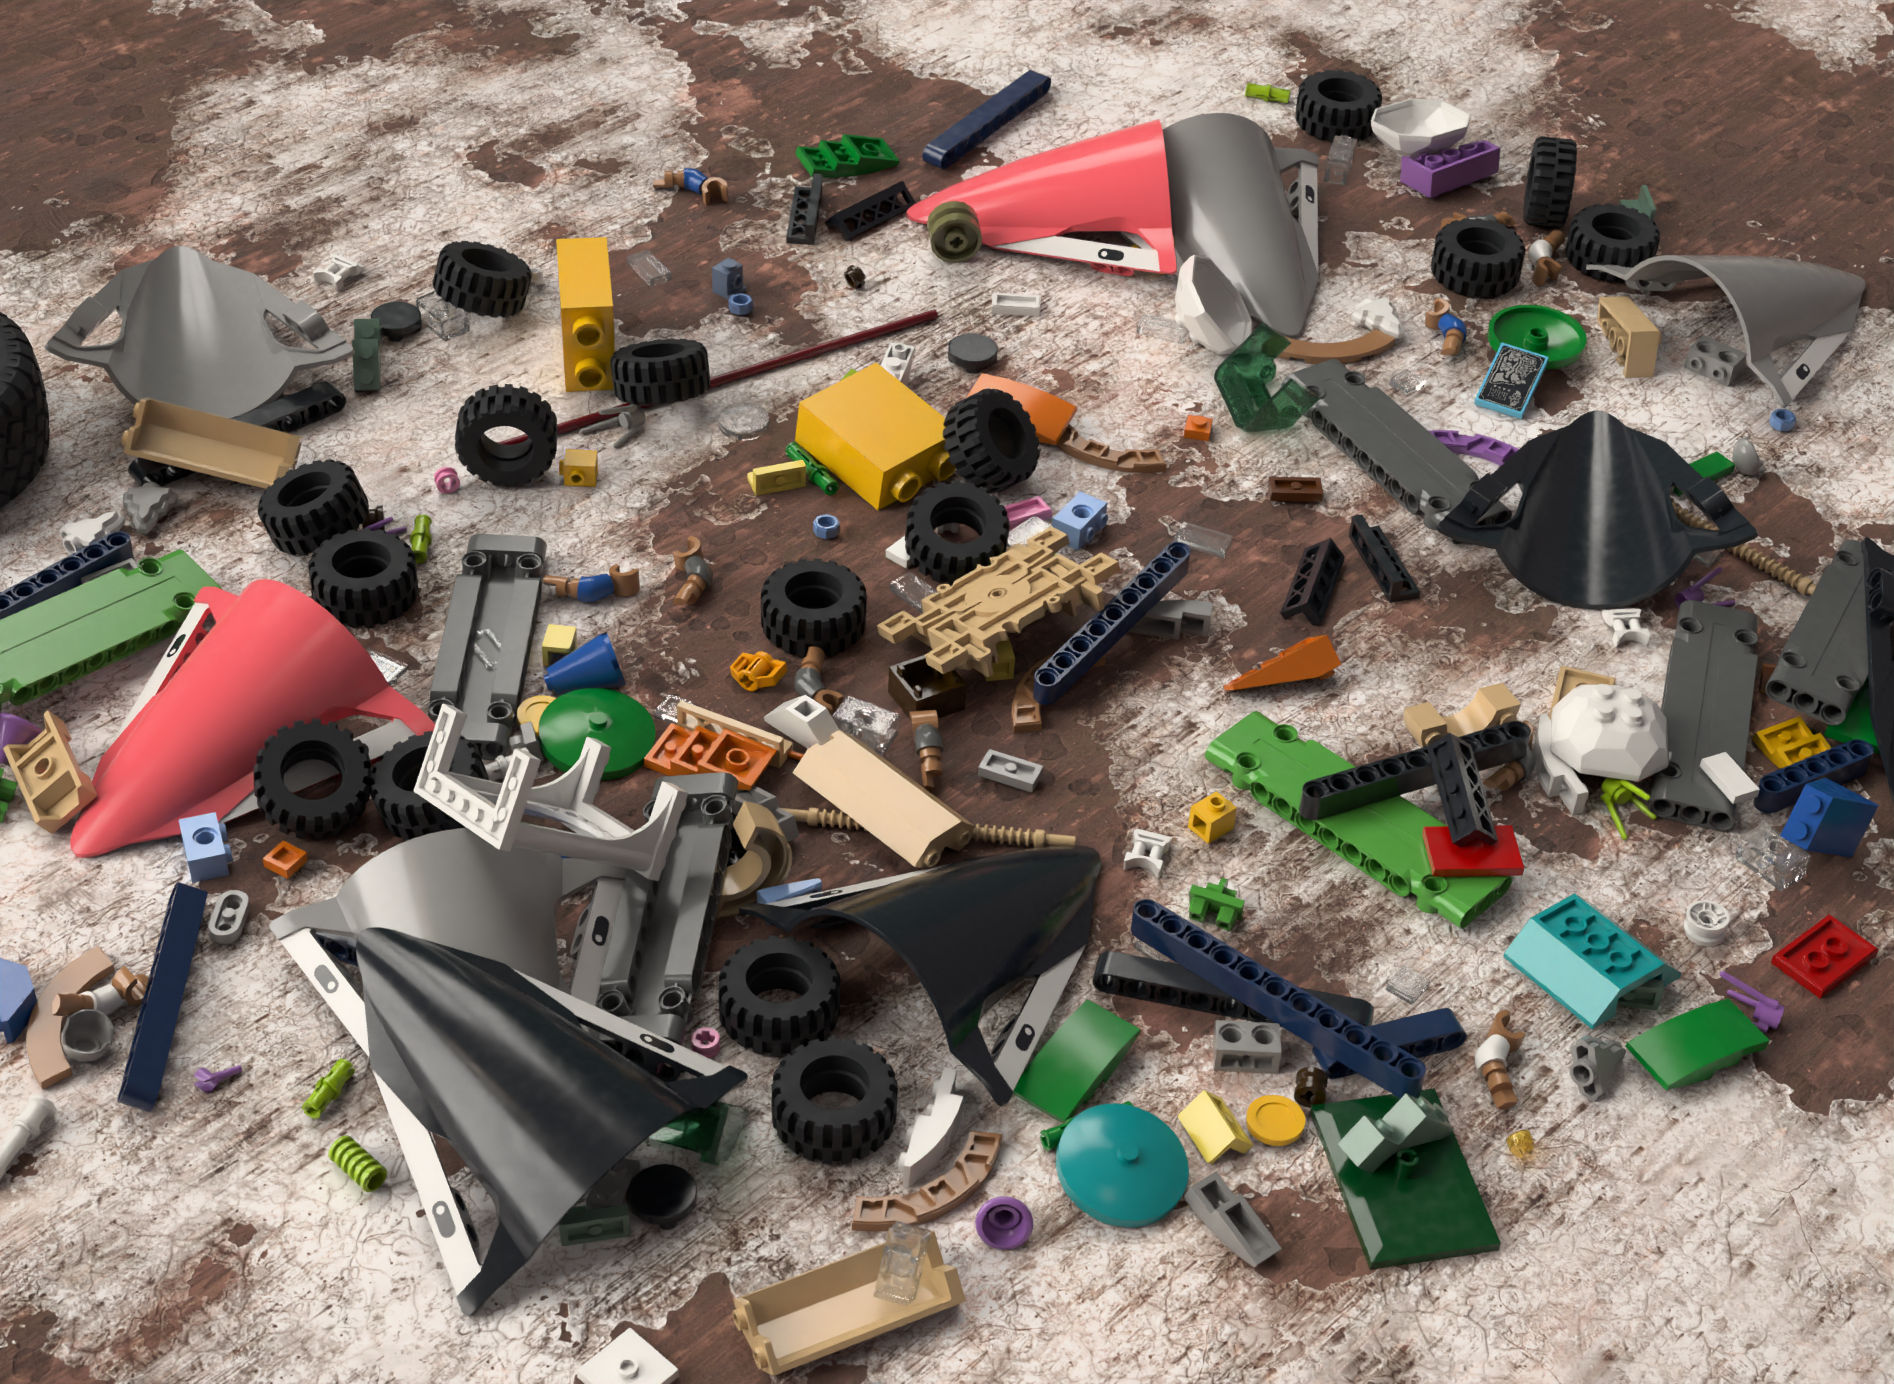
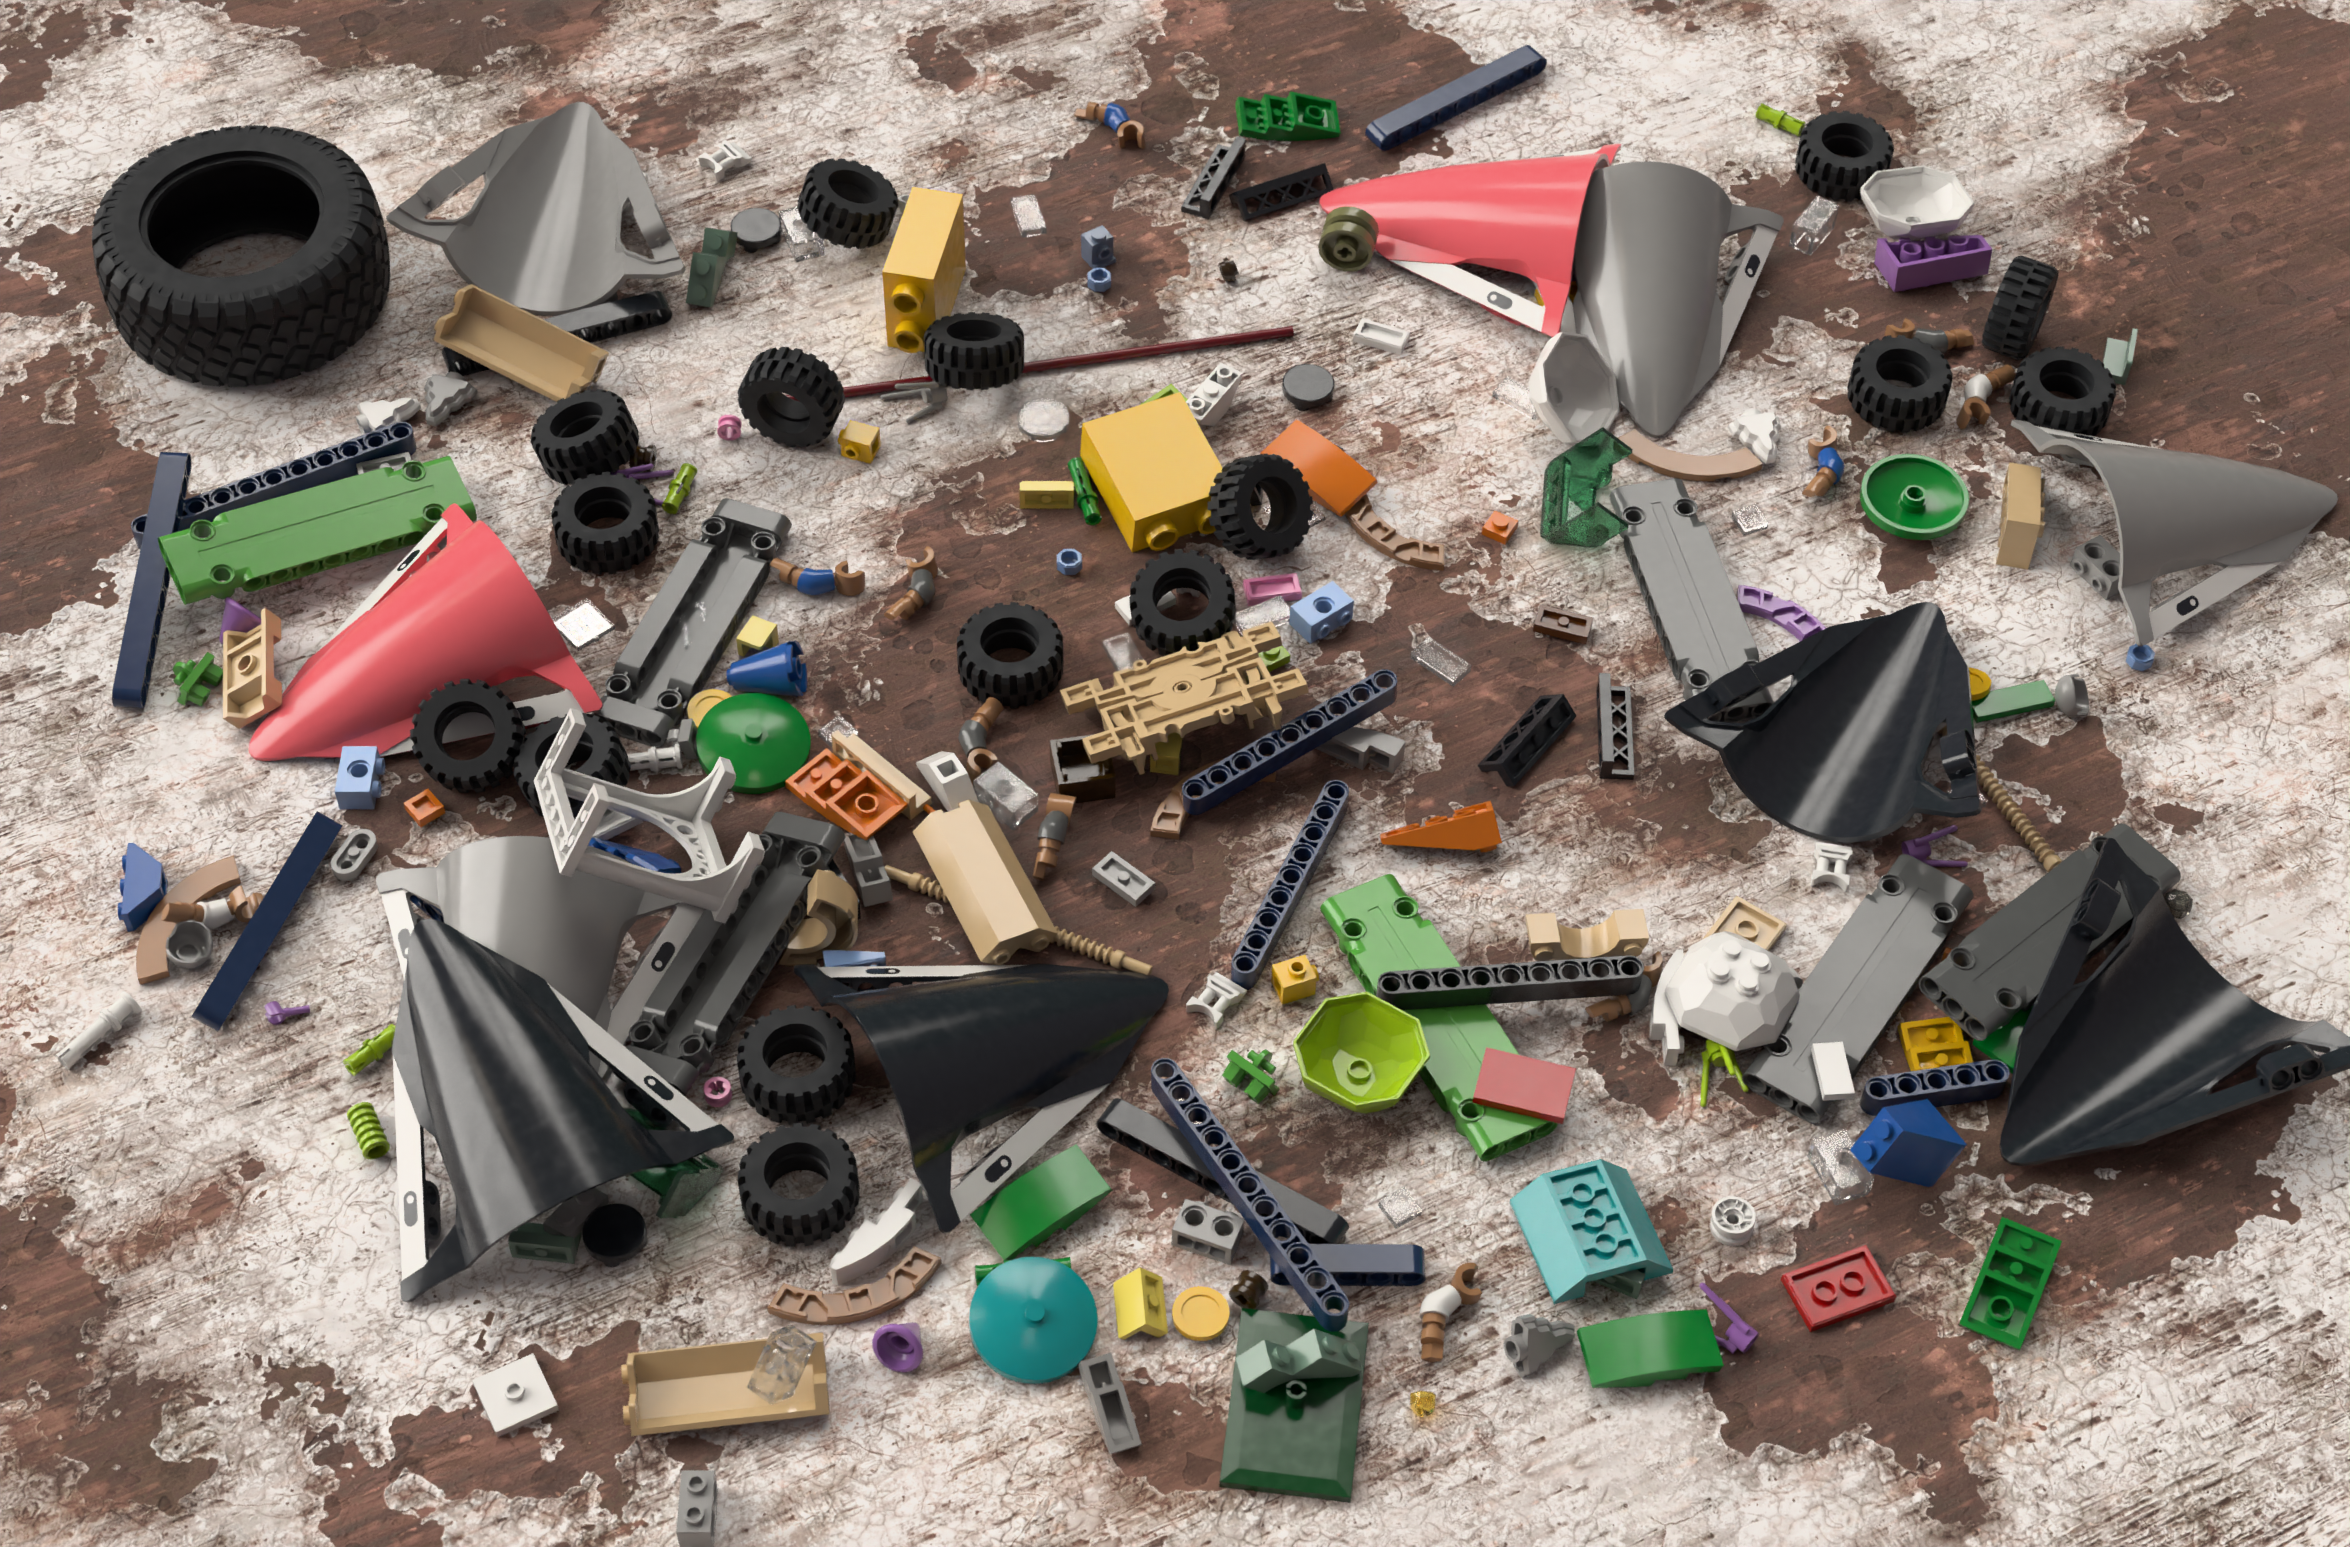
camera: 20 degrees right, 10 degrees up
(758, 667) = (936, 705): light orange piece -> none
(1167, 741) = (1289, 884): none -> dark blue beam
(1315, 857) = (1360, 1052): none -> lime rock
(1461, 791) = (1530, 1017): black fence -> none
(1511, 380) = (1858, 545): tile -> none

